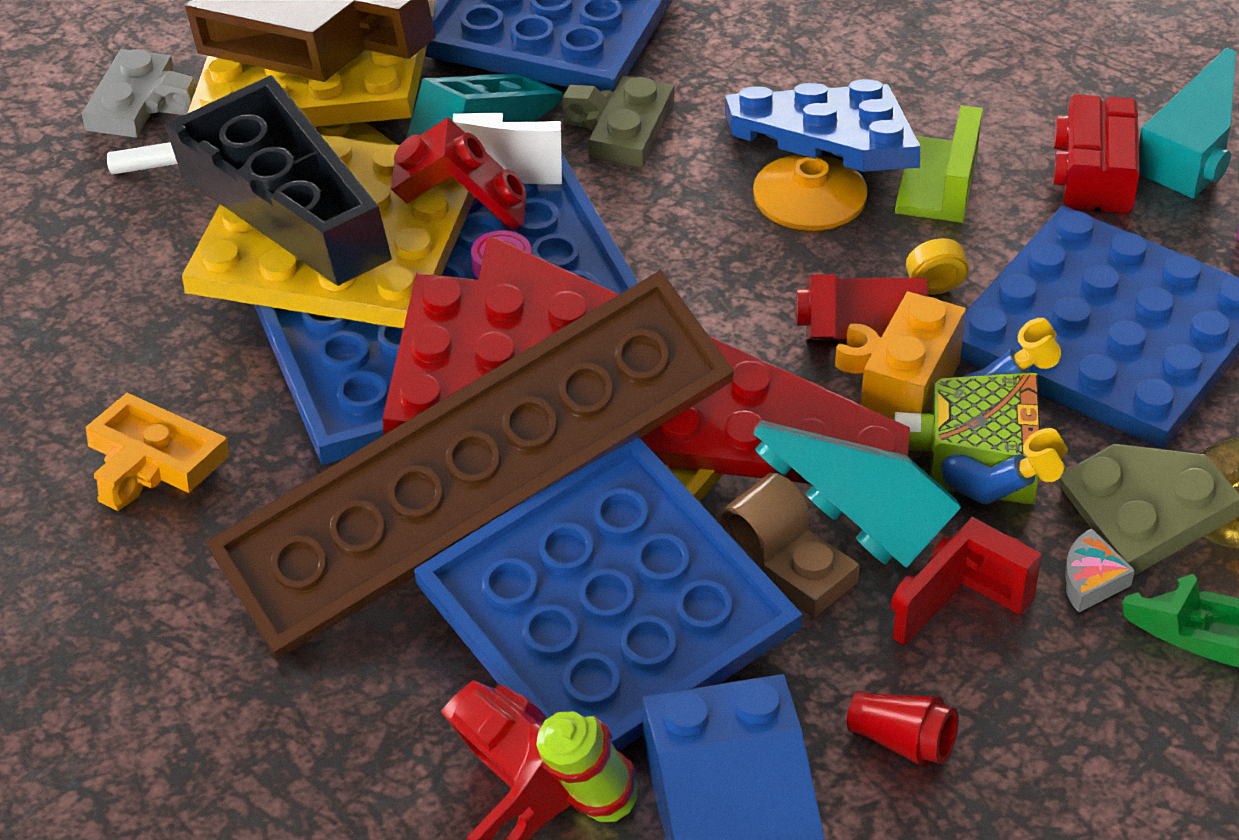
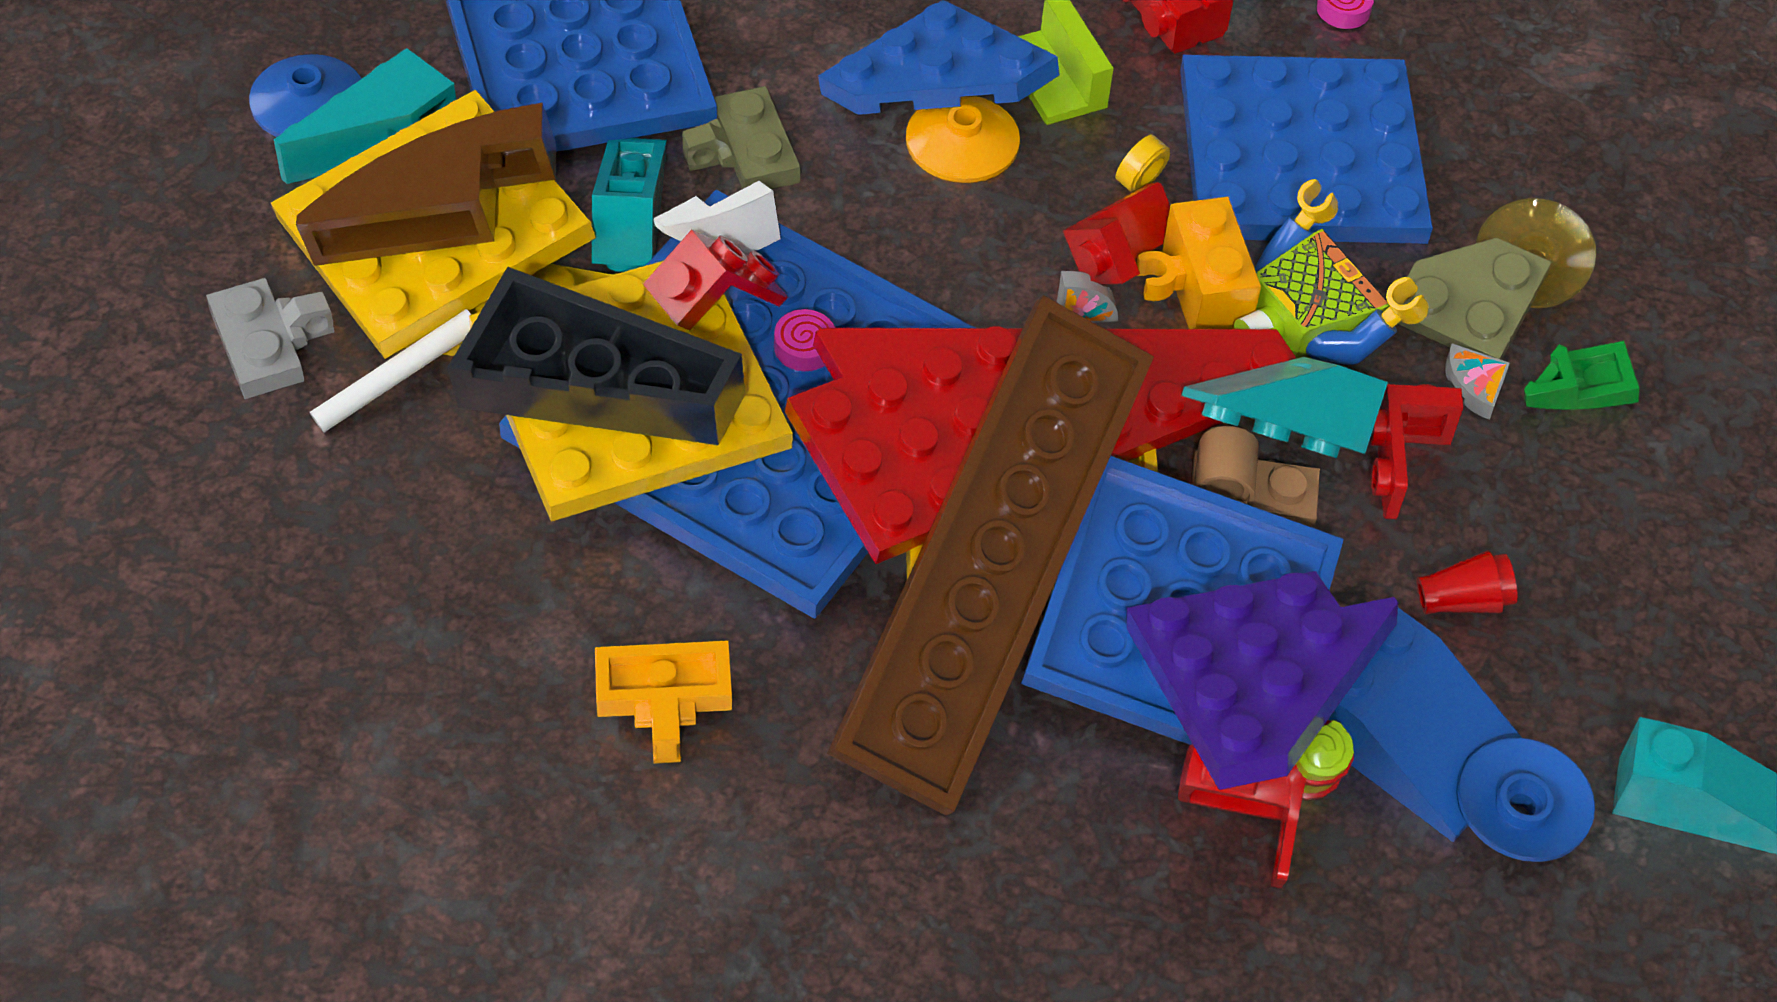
camera: 40 degrees left, 10 degrees up
(586, 646) = (1258, 667): none -> dark purple wing
(779, 343) = (1086, 297): none -> light grey tile

